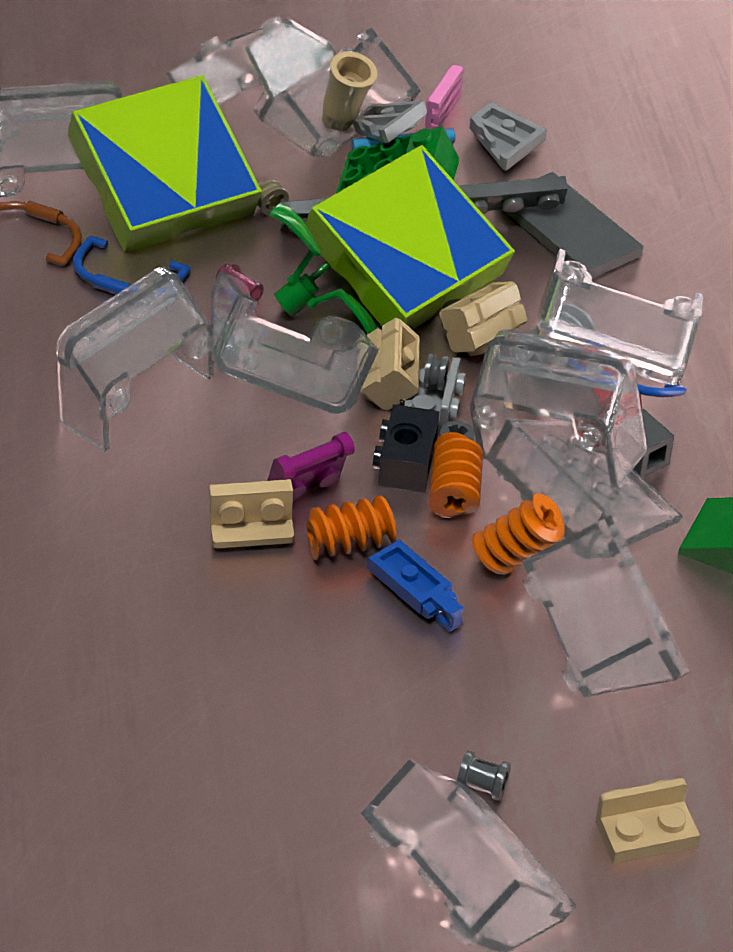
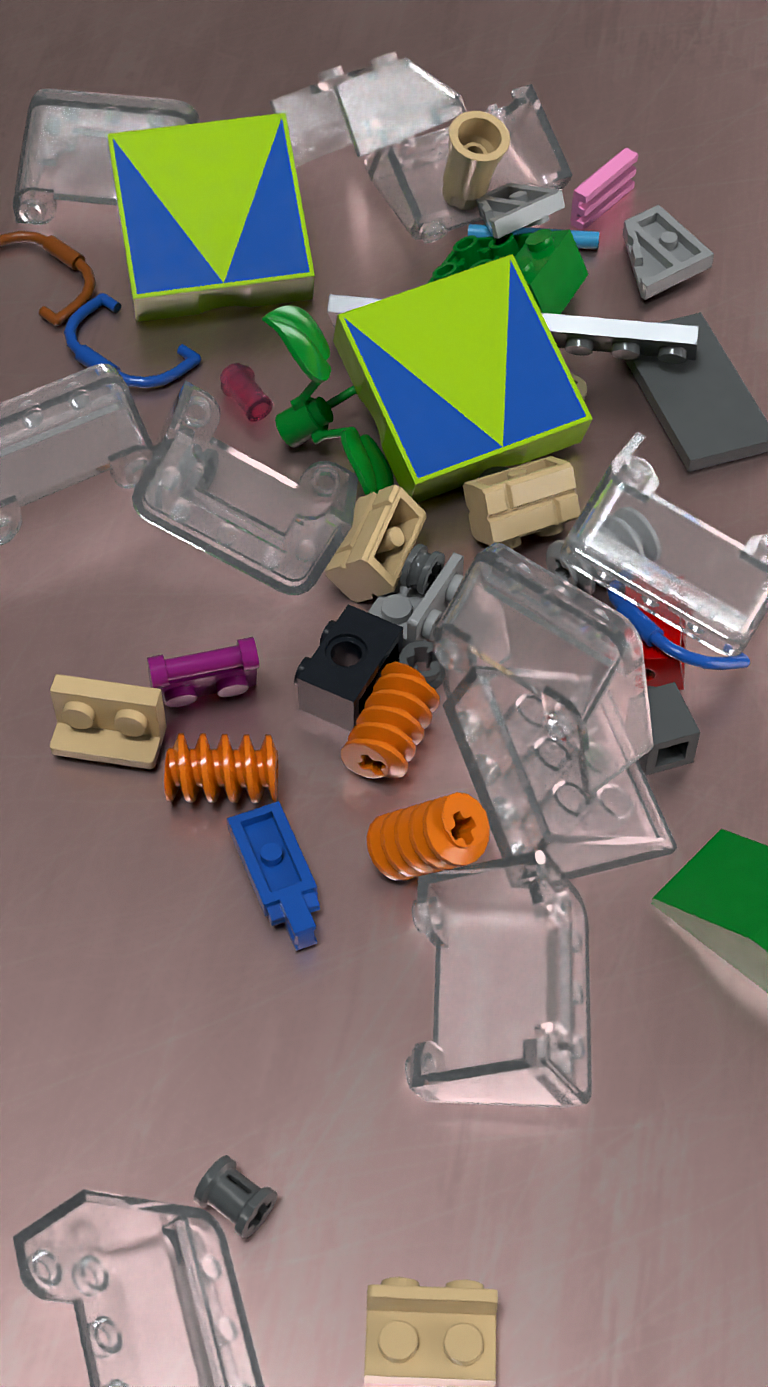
camera: 20 degrees right, 10 degrees up
(269, 188) = (335, 272): dark tan bush -> none

